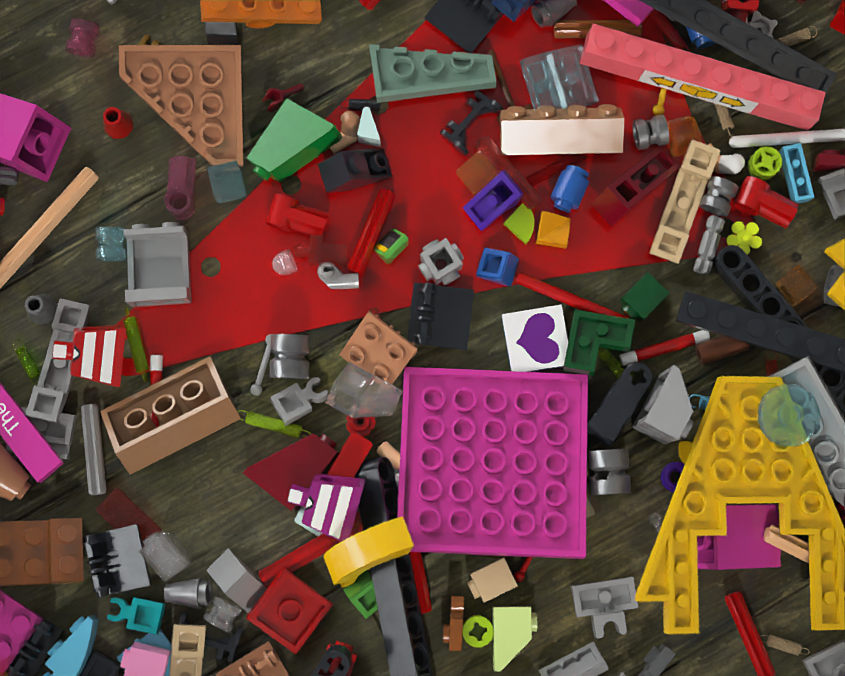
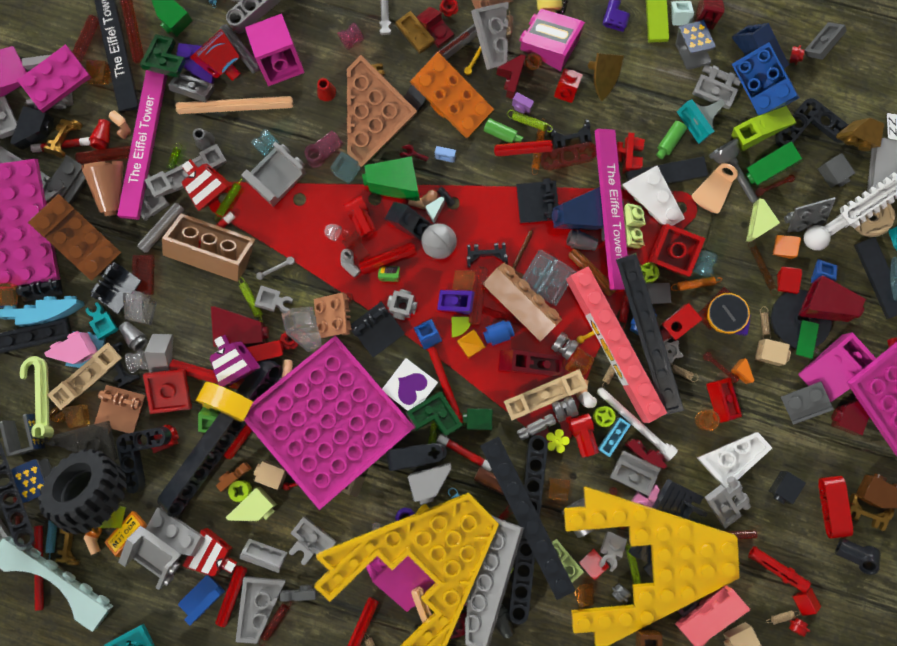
camera: 55 degrees right, 0 degrees up
(289, 356) = (286, 278): flat silver wheel -> none
(317, 61) = (445, 154): none -> light blue tile
(409, 157) = (439, 241): none -> light grey piece
(418, 74) = (485, 207): sand green wing -> none
(609, 472) = (375, 483): flat silver wheel -> none
(788, 415) = (482, 545): clear light blue tile -> none

